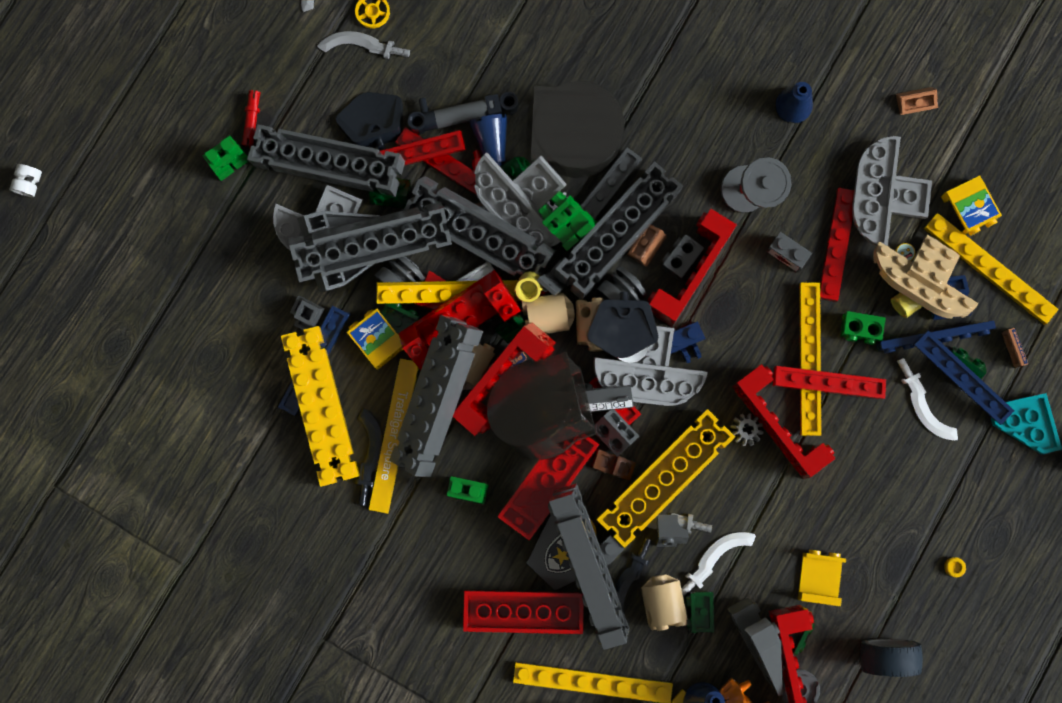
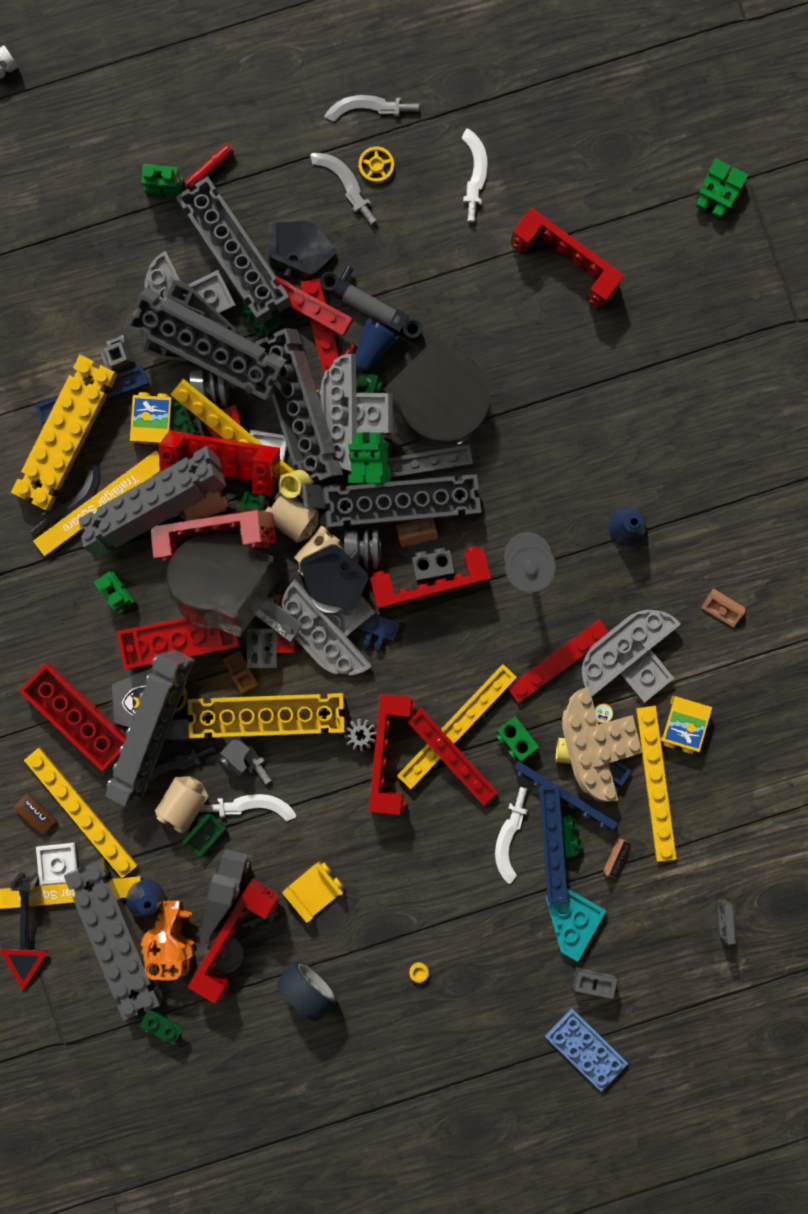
camera: 40 degrees right, 5 degrees up
(789, 252) = (515, 633): dark grey brick -> none

